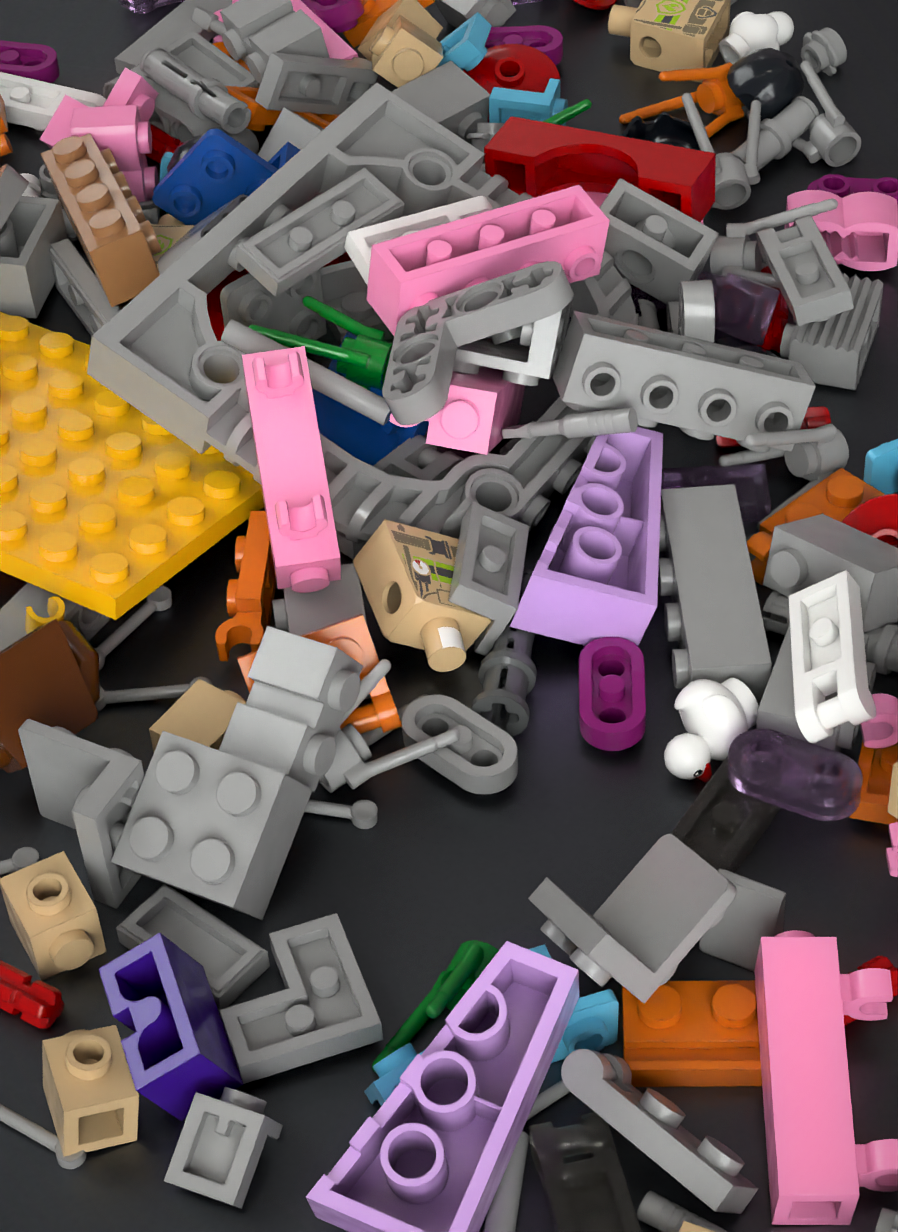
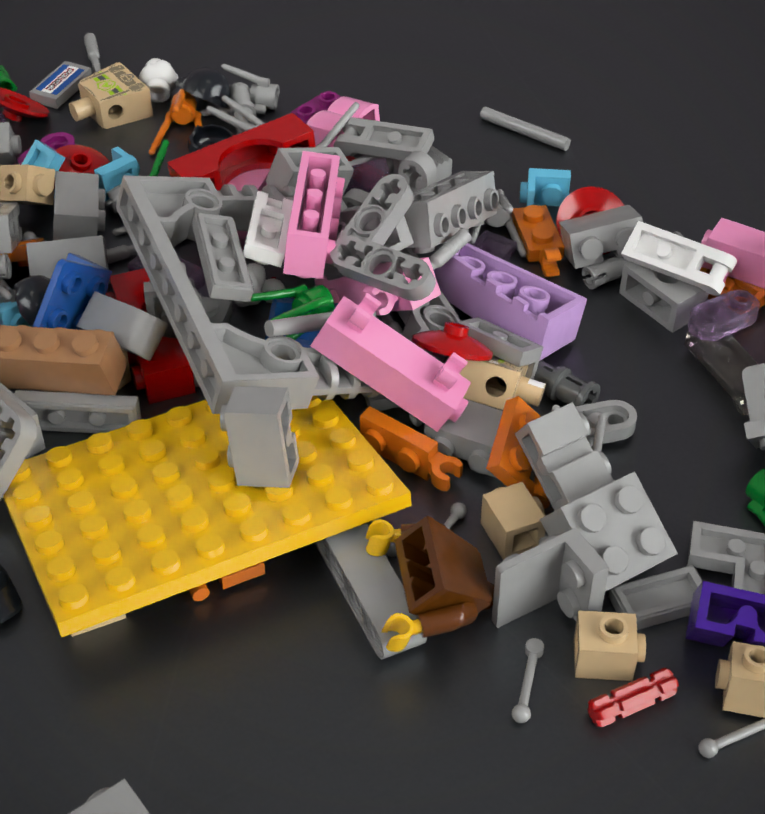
camera: 60 degrees left, 0 degrees up
(63, 419) = (260, 436): none -> light grey brick
(403, 514) = (453, 339): none -> red dish
(612, 693) = (604, 354): magenta plate -> none
(710, 589) = (613, 300): light grey brick -> none
(713, 719) = (659, 328): white animal -> none
(824, 50) = (189, 60): light grey plate -> none

